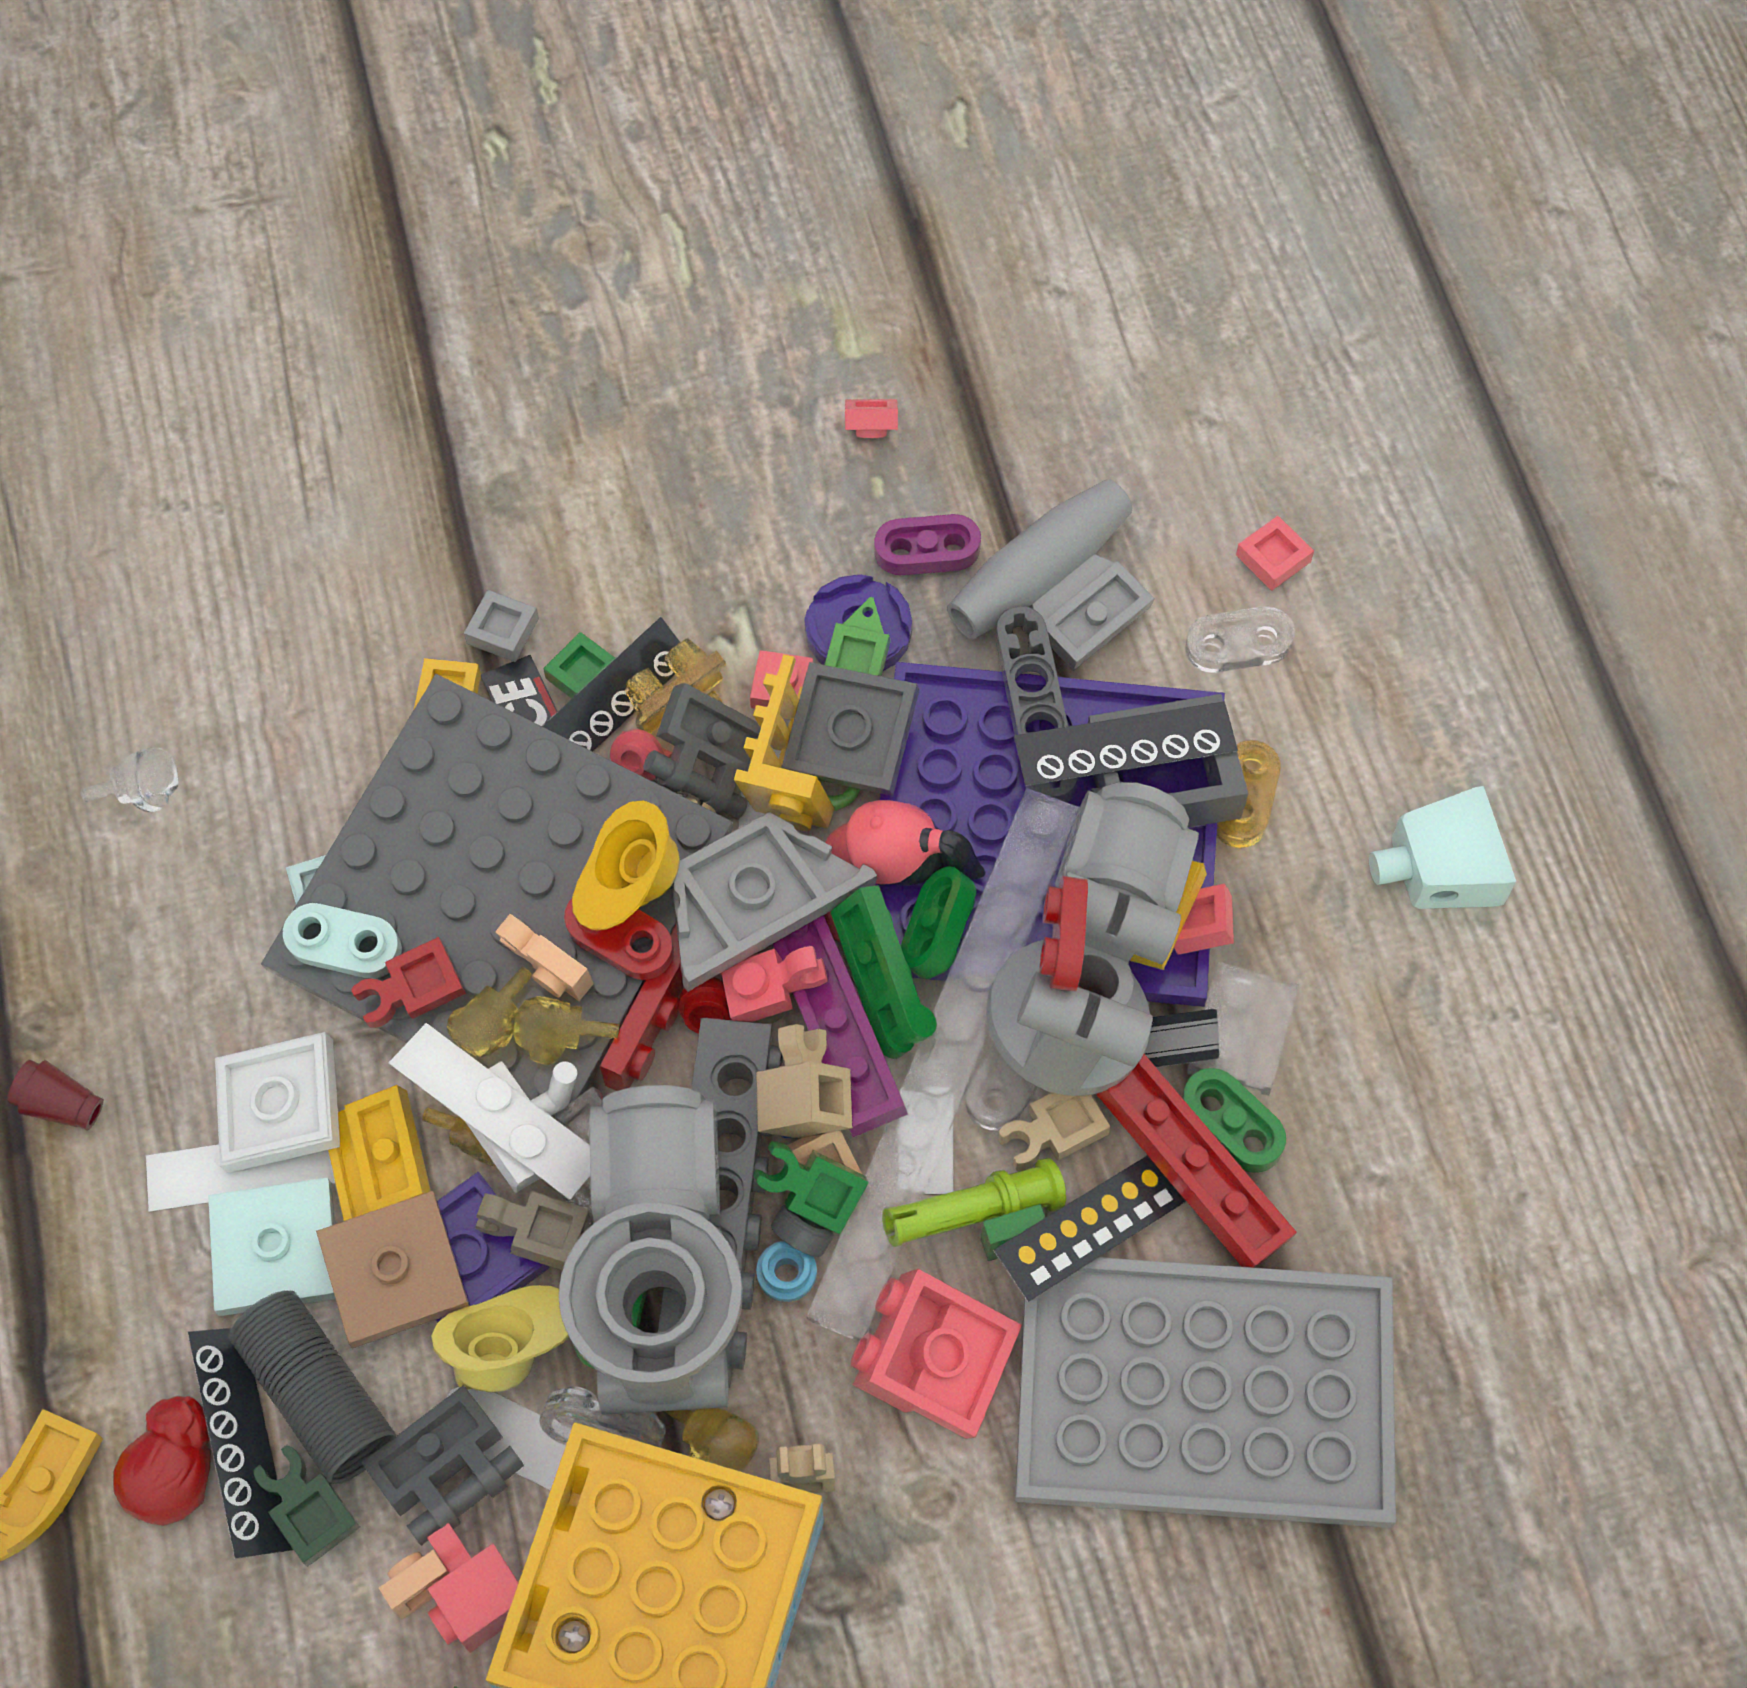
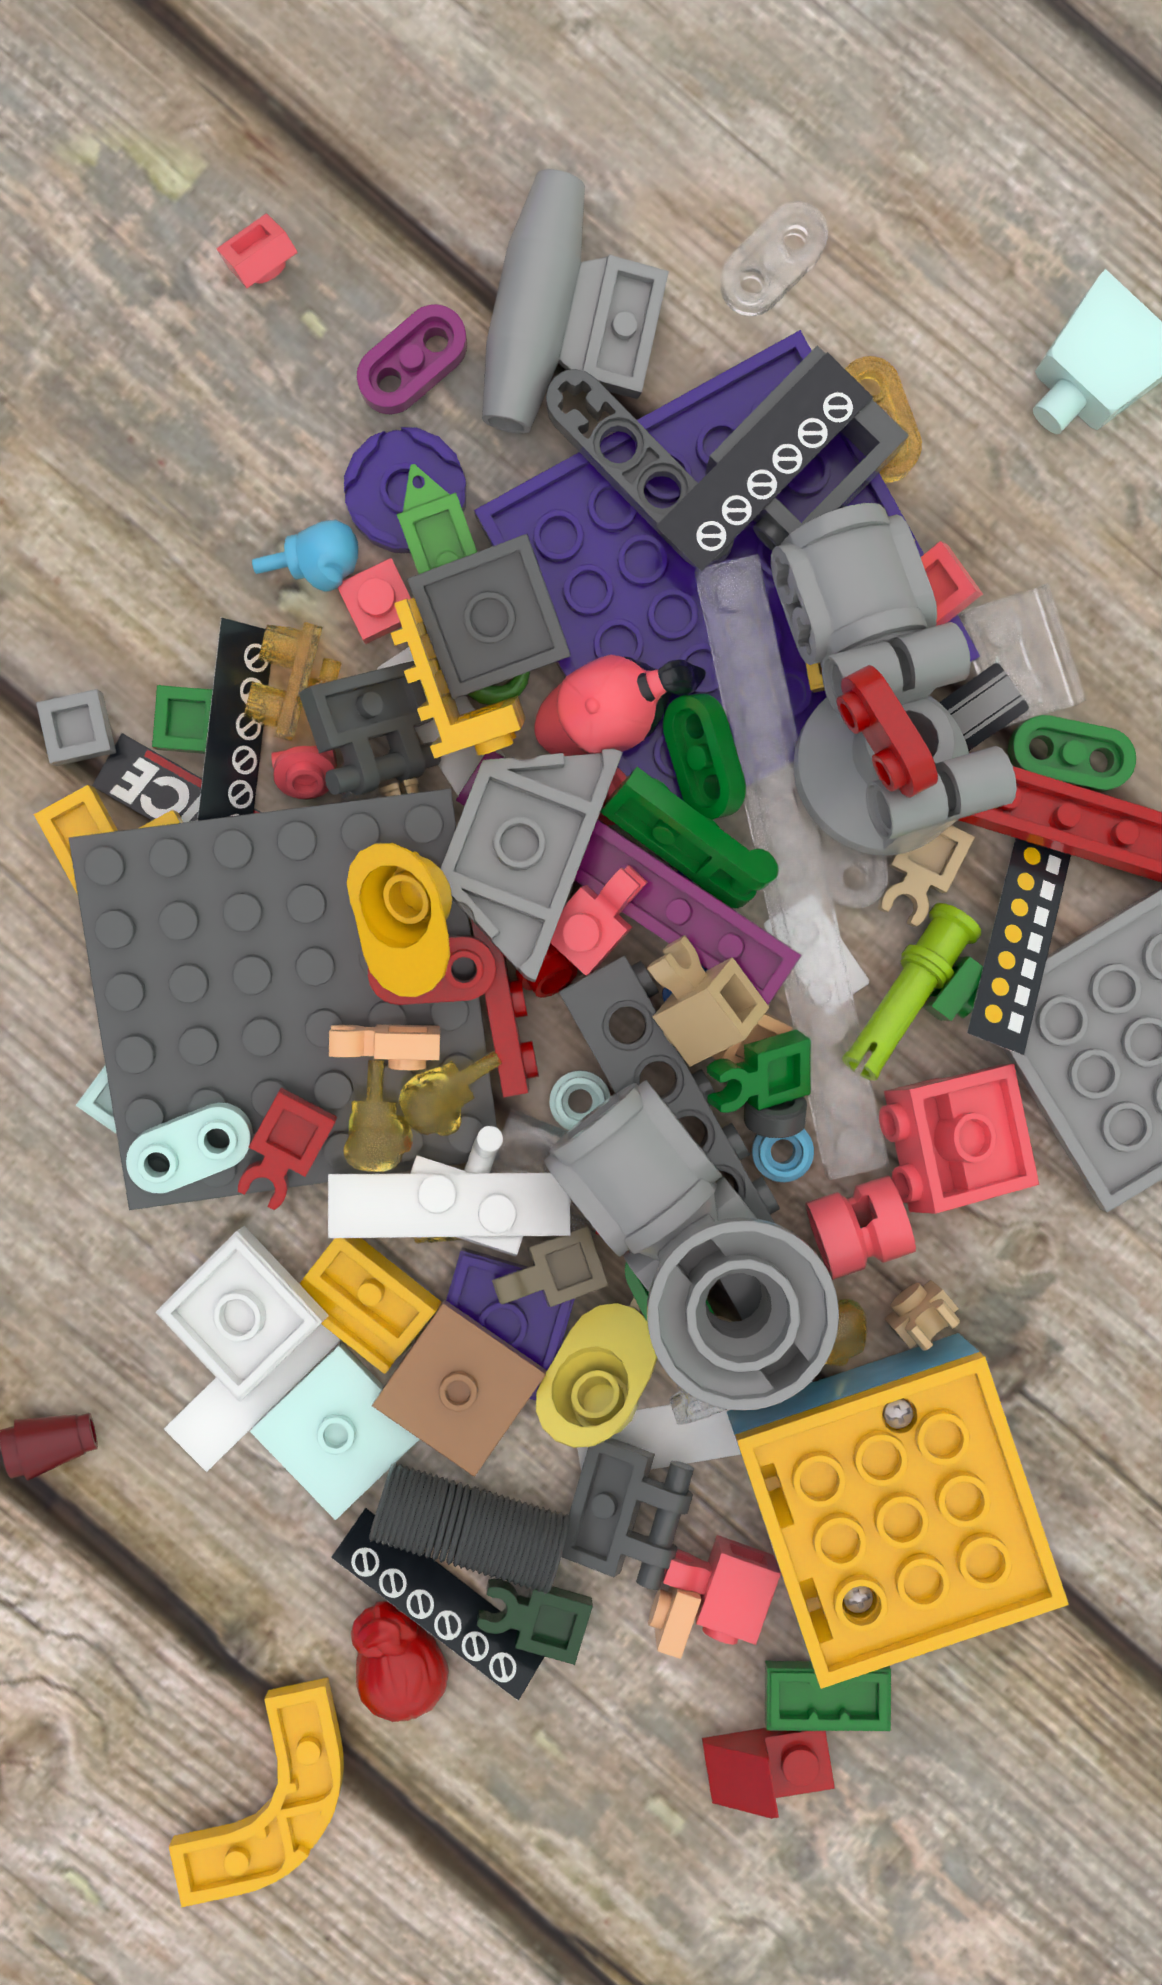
camera: 35 degrees left, 25 degrees up
(760, 623) = (318, 553): none -> medium azure piece
(802, 1365) = (838, 1231): none -> coral wheel
(1274, 553) = (746, 138): coral plate -> none

